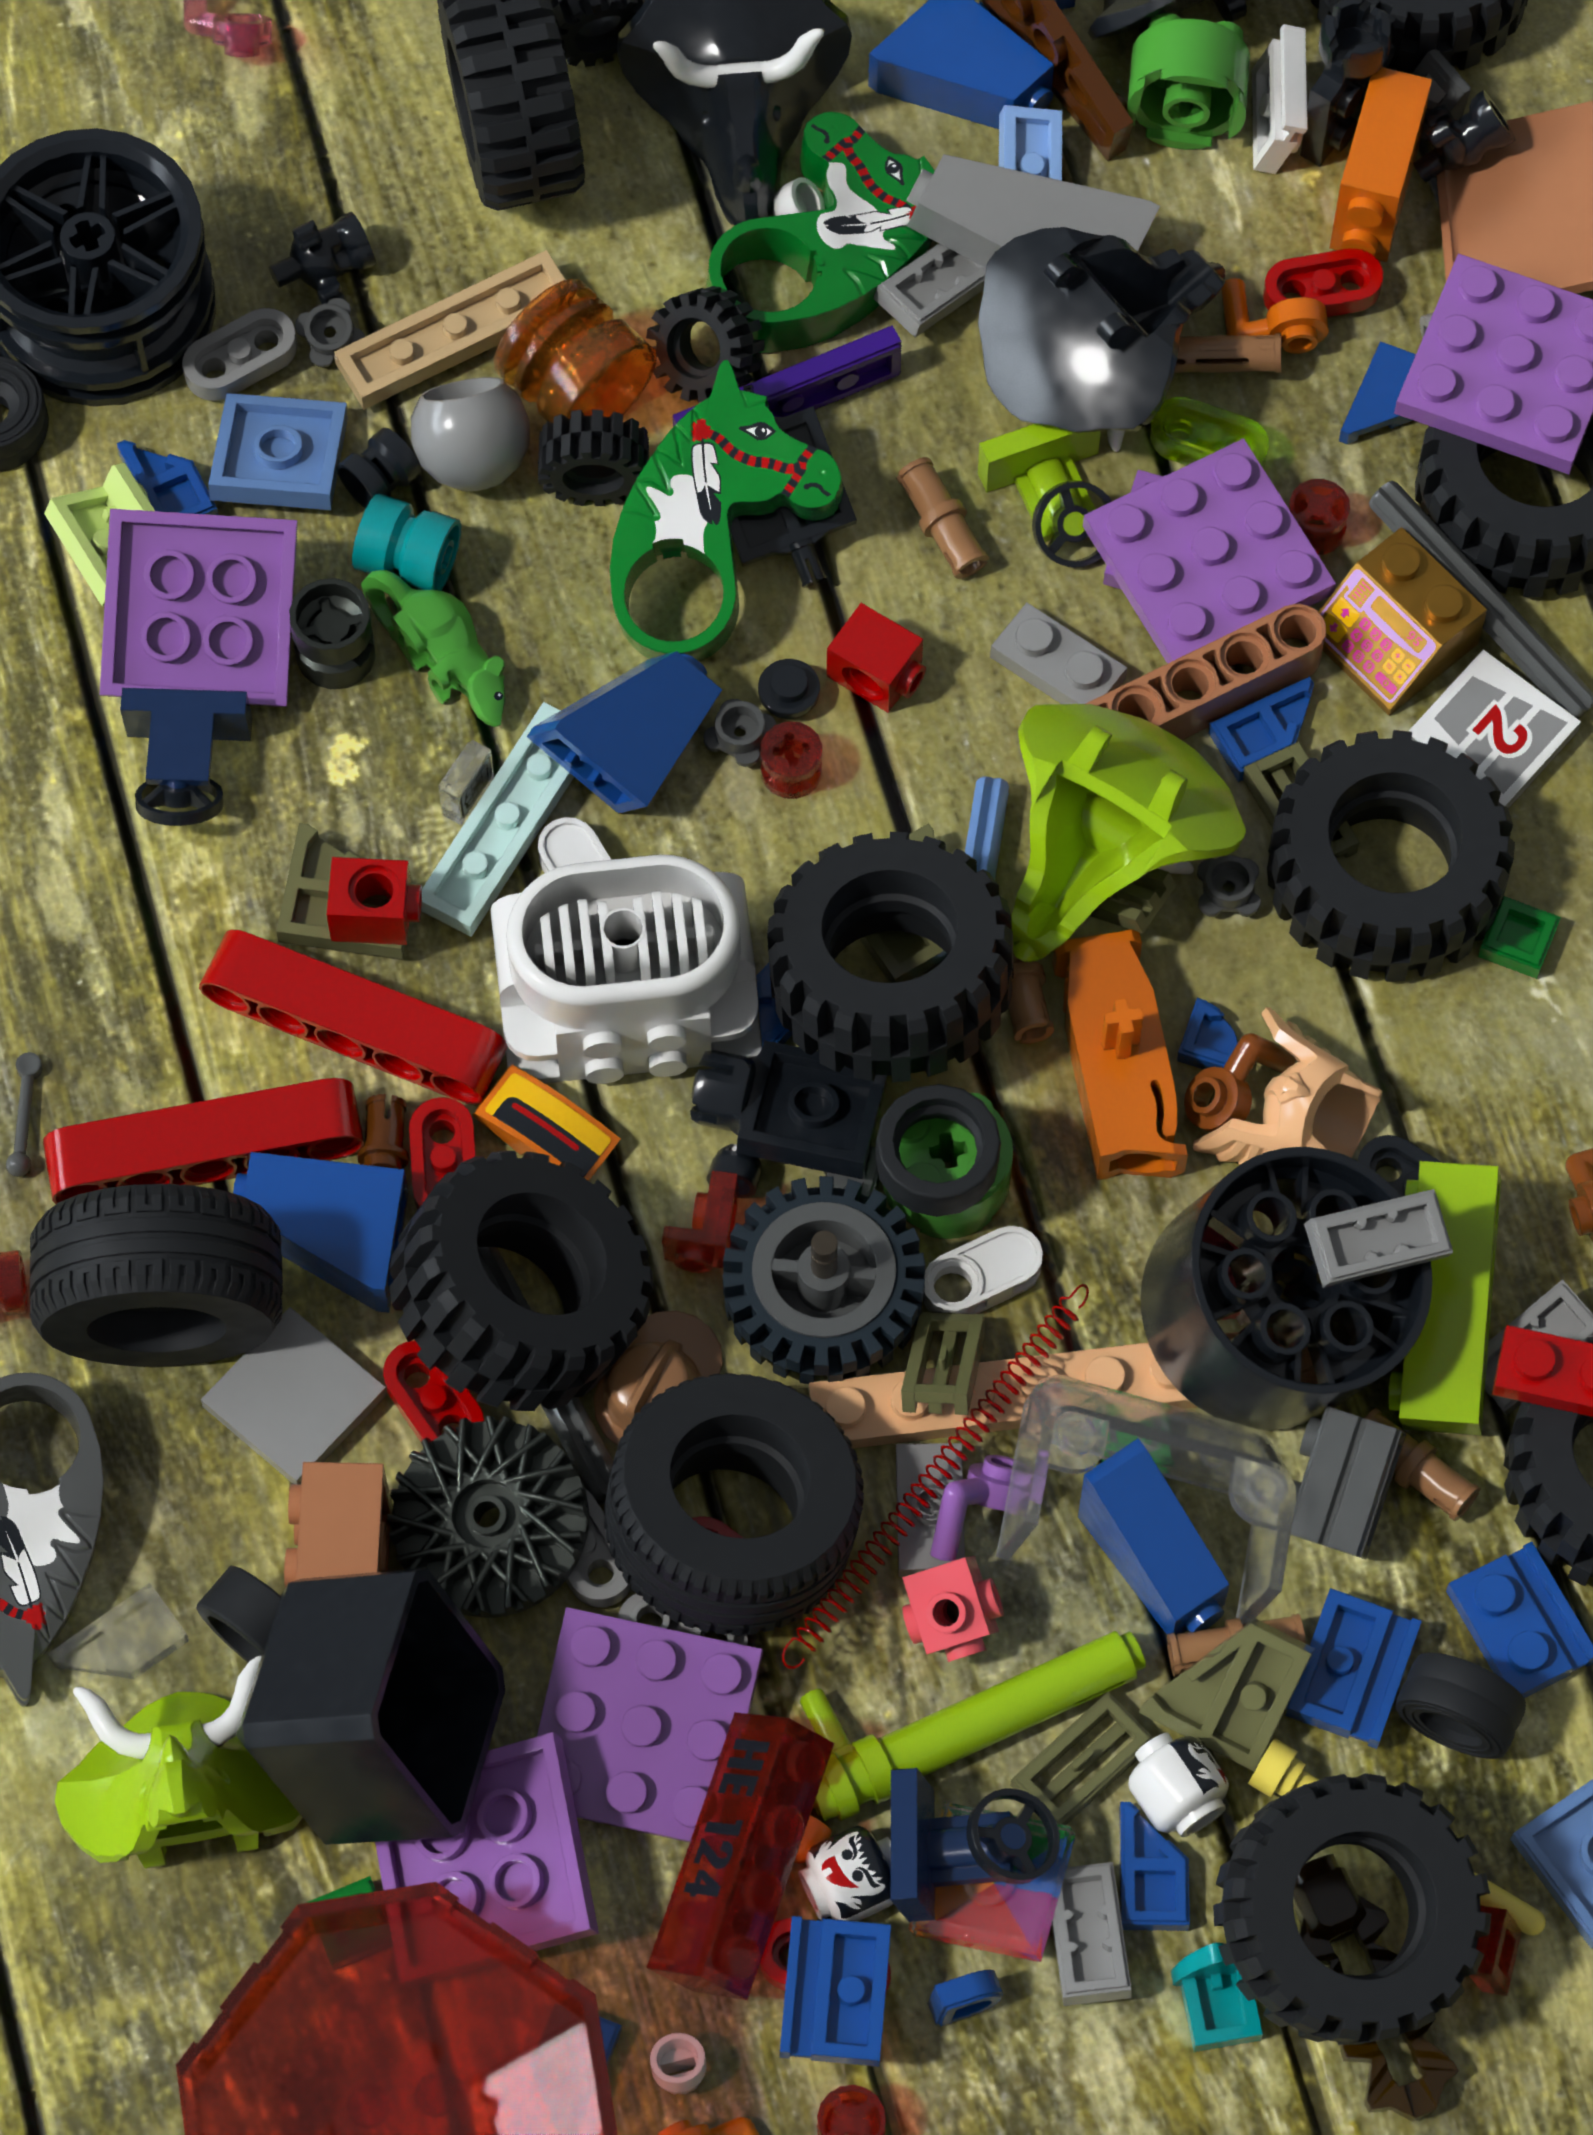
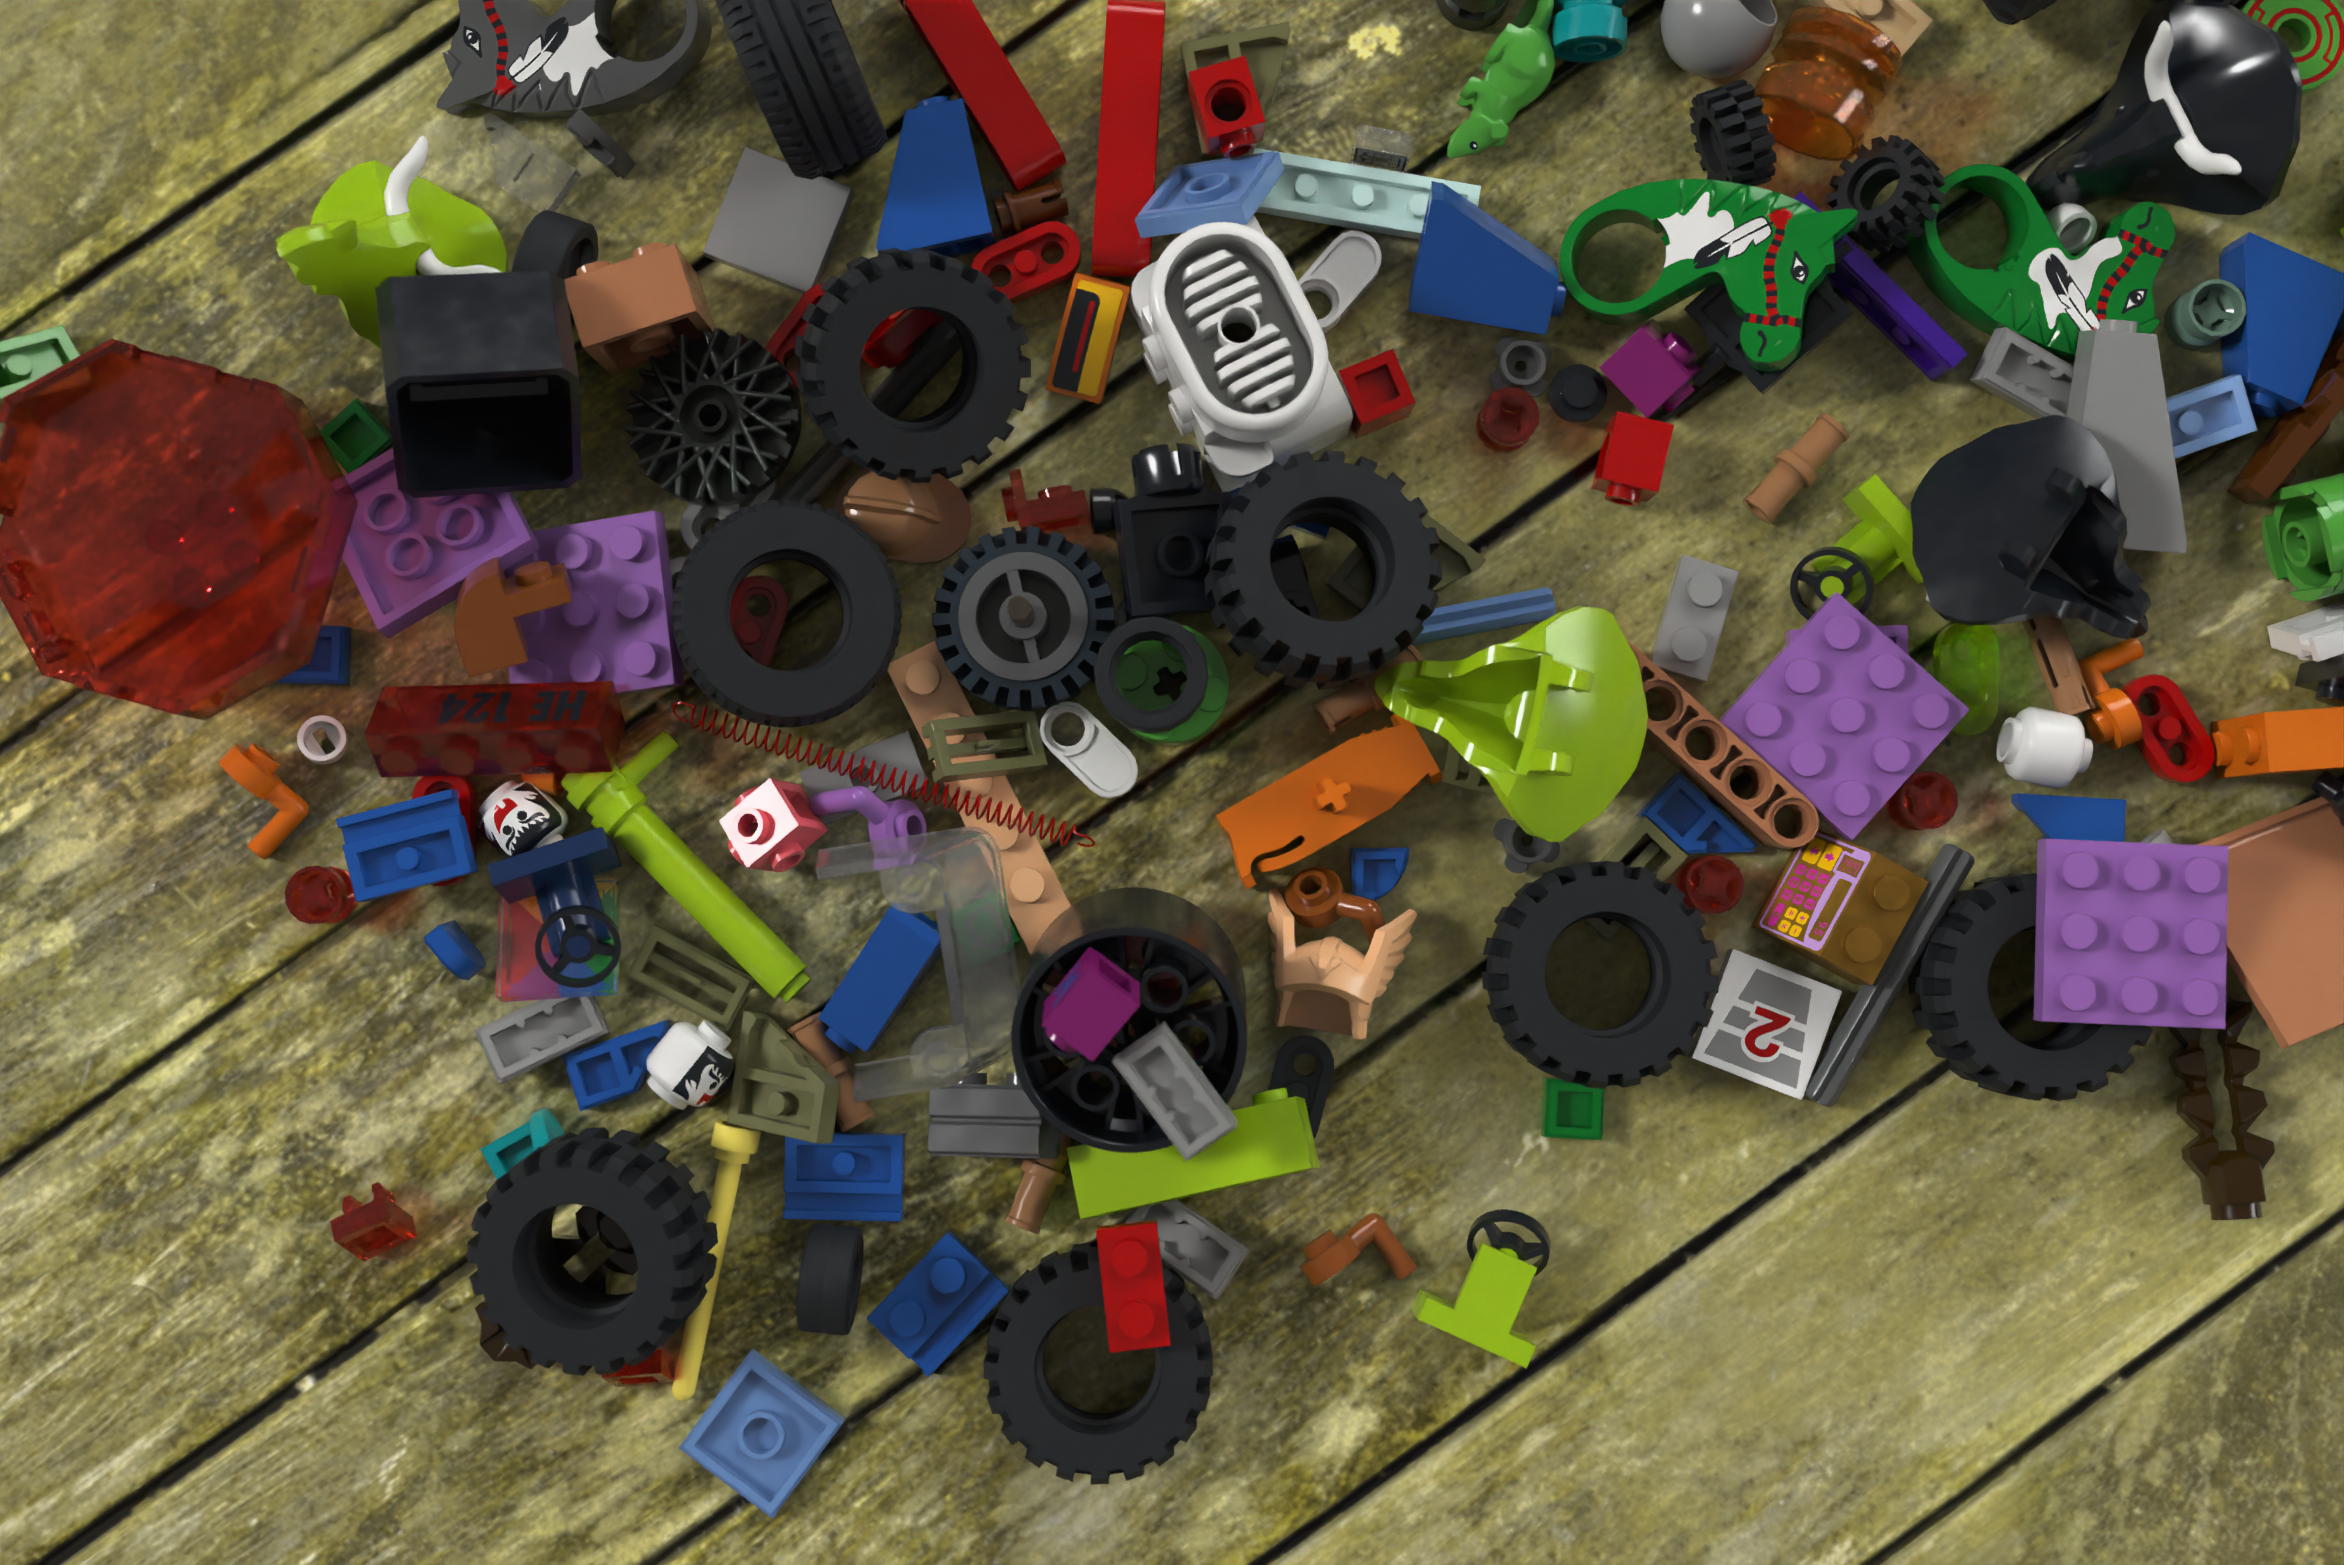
camera: 70 degrees right, 20 degrees up
(135, 1547) = (600, 144): none -> dark grey tile
(456, 944) = (1210, 193): none -> medium blue tile
(614, 1796) = (490, 608): none -> dark orange brick
(723, 849) = (1376, 393): none -> red brick
(794, 606) = (1653, 369): none -> magenta brick
(931, 118) = (2217, 307): none -> sand green wheel
(1265, 1276) = (1090, 1005): none -> magenta brick
(1303, 392) = (2043, 747): none -> white head
(1338, 717) = (1720, 880): none -> clear red wheel

